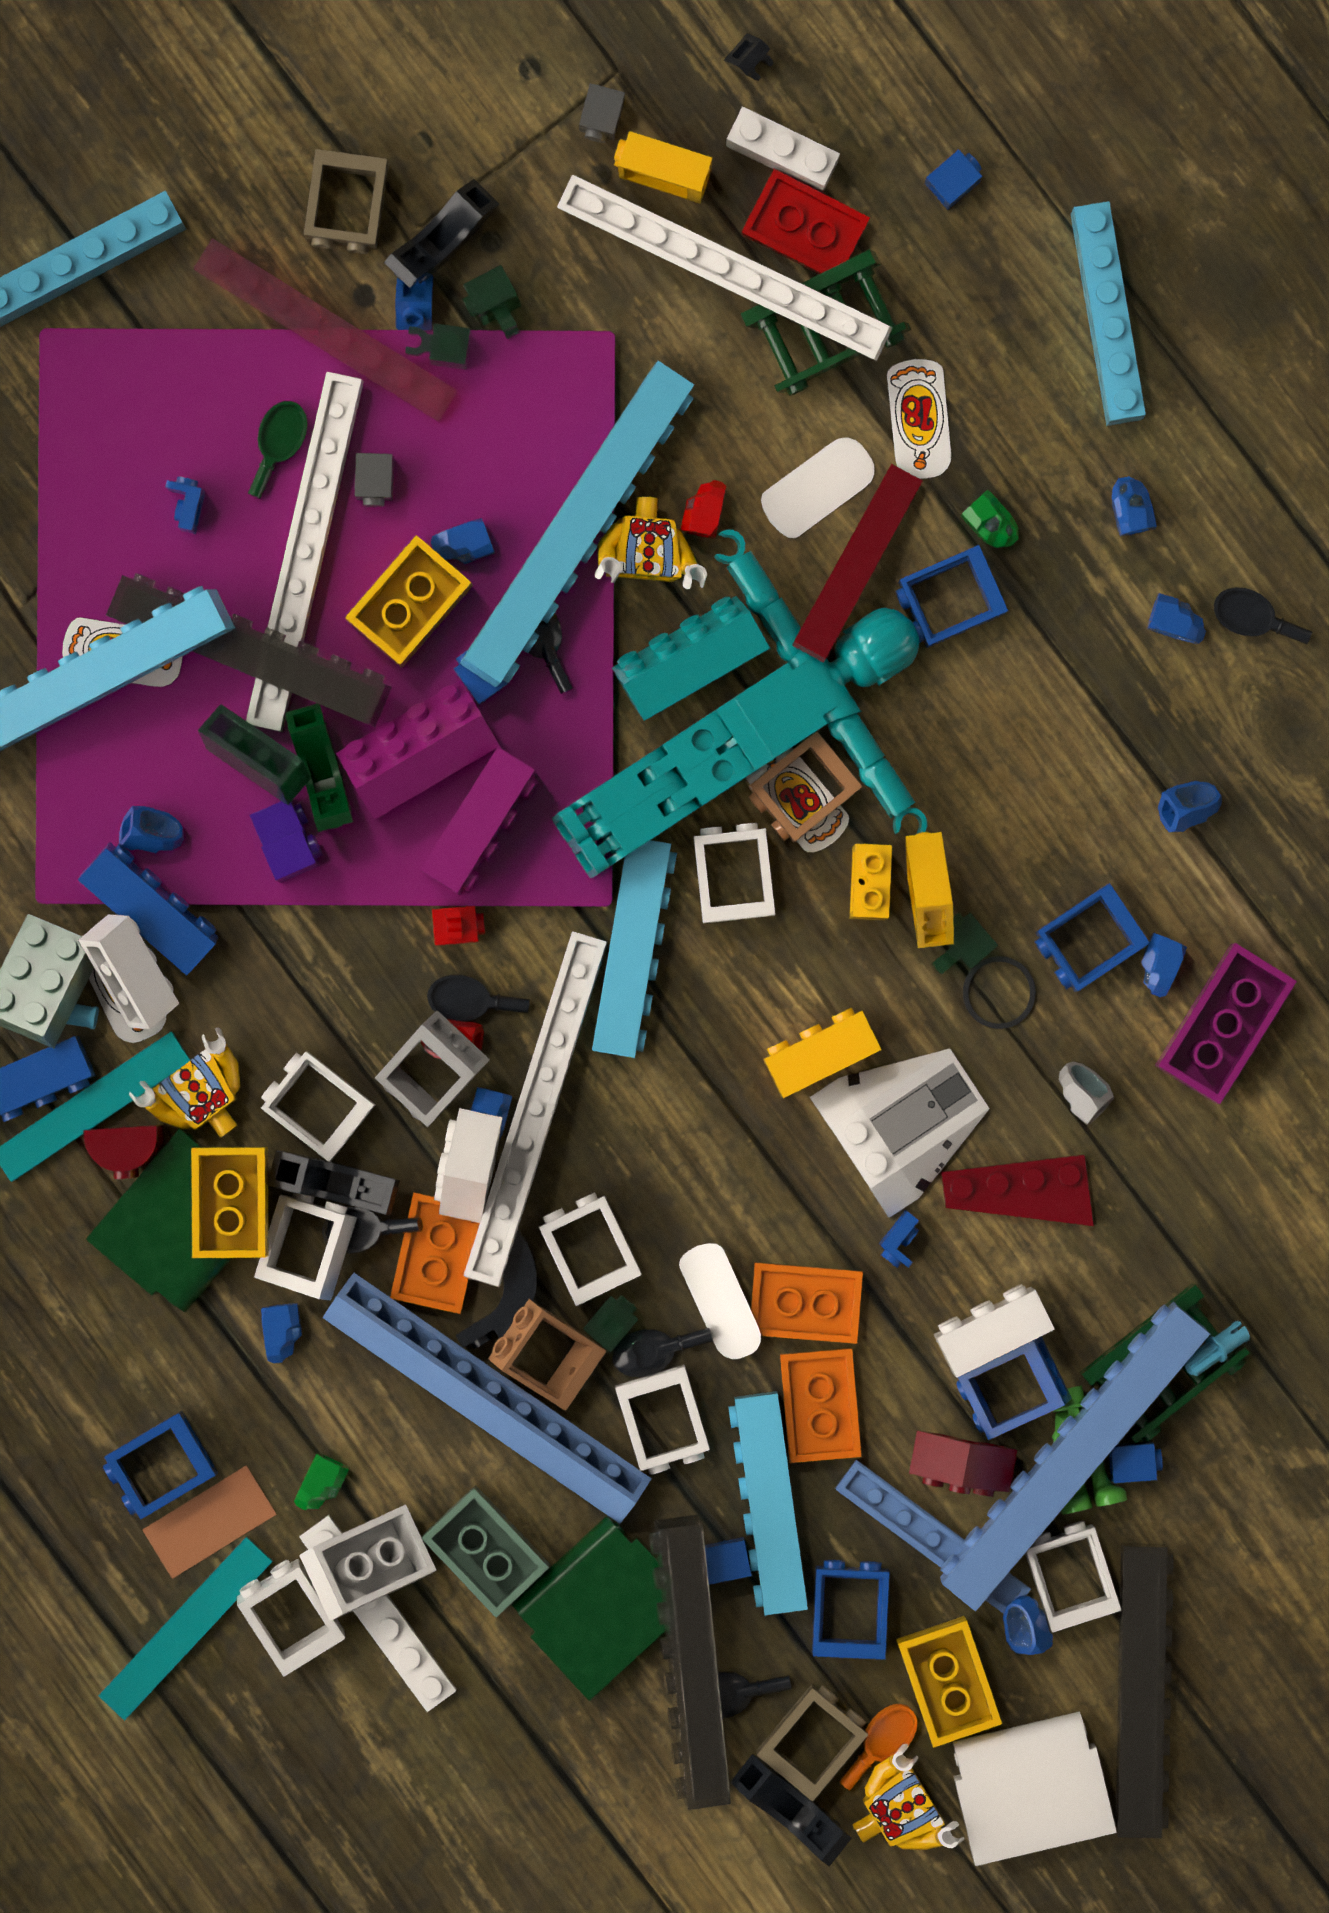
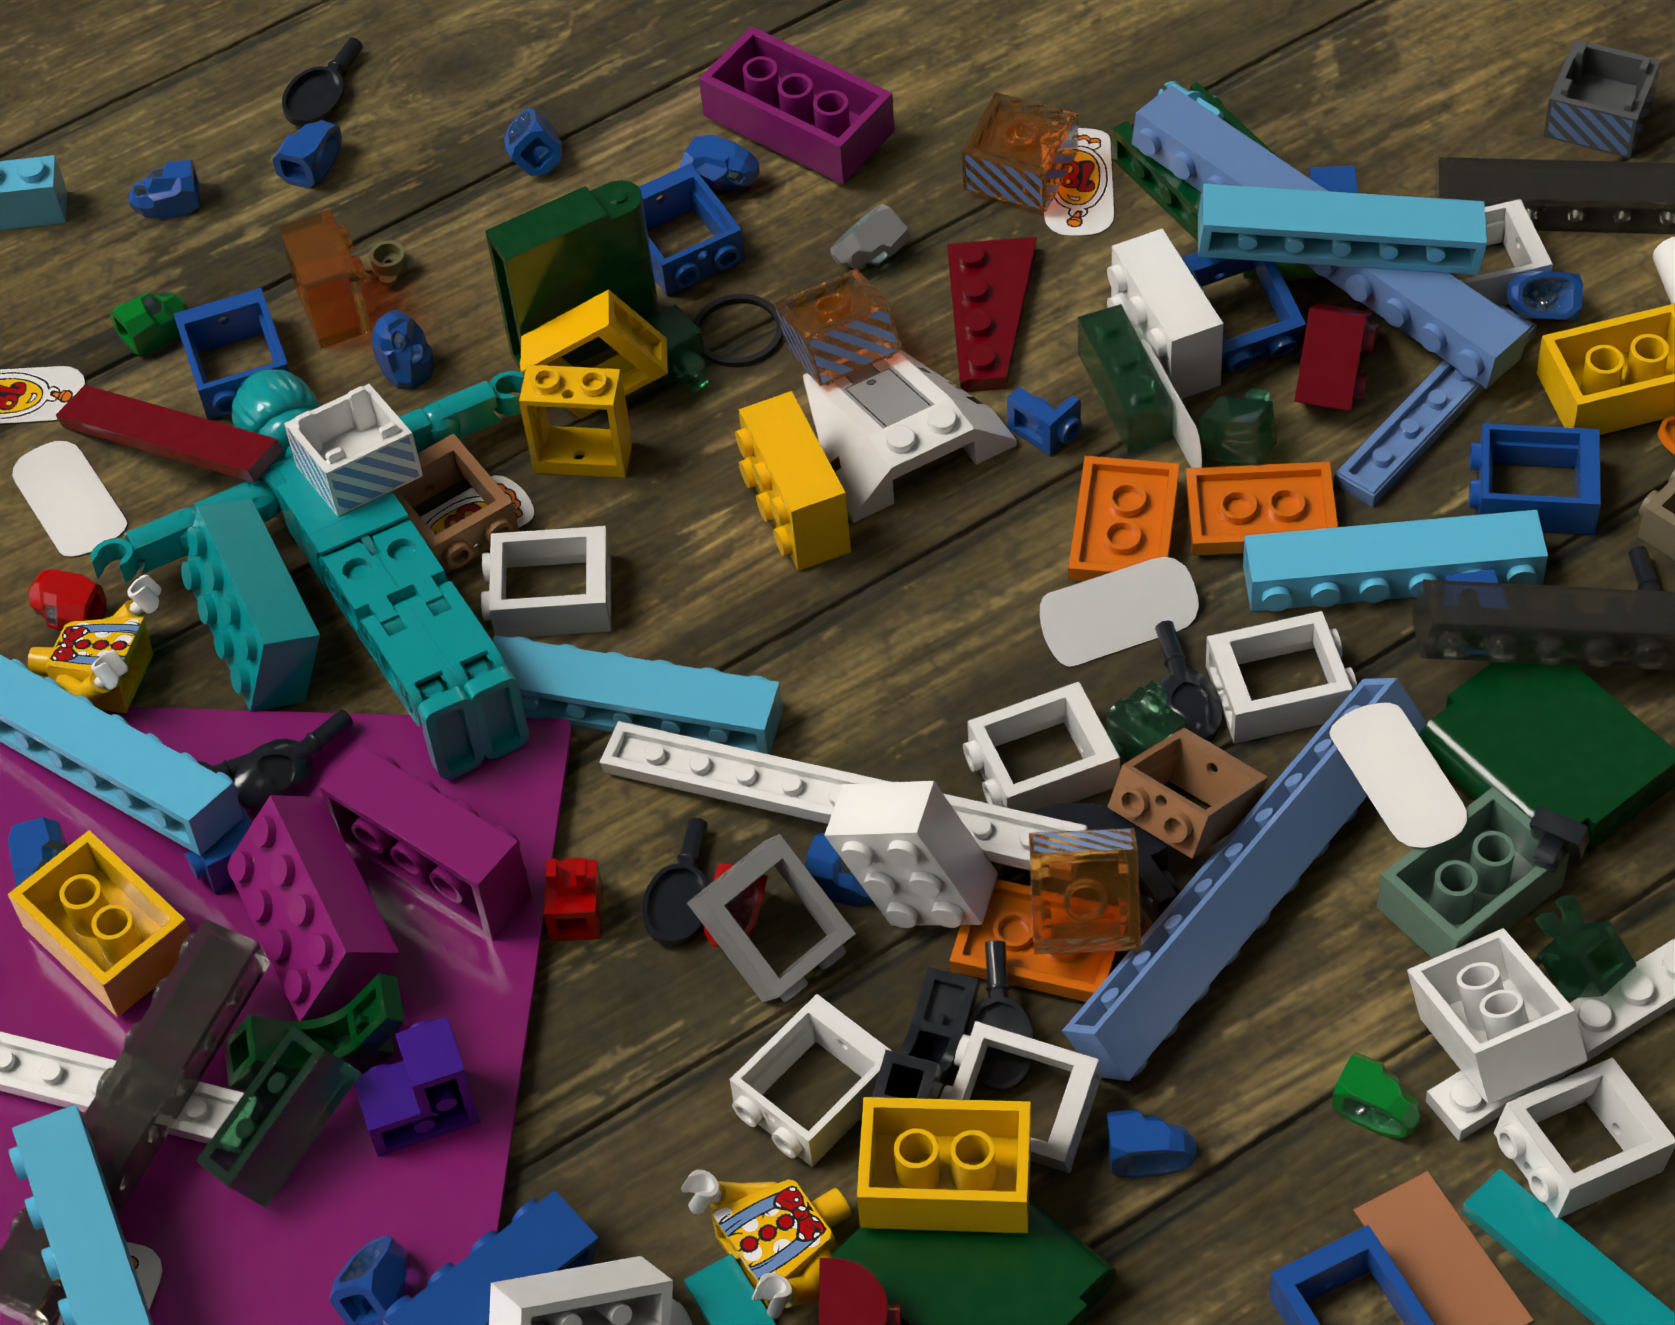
camera: 80 degrees left, 35 degrees down
(425, 1624) = (1582, 956): none -> clear green brick
(444, 1286) = (1085, 891): none -> clear orange container
(496, 1609) = (1556, 836): none -> black tile
(553, 1502) = (1399, 775): none -> white sticker
(554, 703) = (284, 764): none -> black piece
(807, 722) = (353, 449): none -> white container
(888, 1389) = (1239, 428): none -> clear green brick
(908, 1336) = (1183, 426): none -> white sticker
(940, 1300) = (1125, 378): none -> clear green brick
(955, 733) = (402, 350): none -> blue rock
(977, 1075) = (838, 327): none -> clear orange container
(994, 870) = (568, 256): none -> dark green piece
(1019, 662) = (327, 278): none -> clear orange brick
(1048, 706) = (388, 262): none -> olive plate
(1049, 1468) = (1341, 229): none -> medium azure brick
(1167, 1255) = (1086, 194): none -> sticker
(1174, 1210) = (1020, 151): none -> clear orange container
(1248, 1681) = (1602, 98): none -> dark grey container

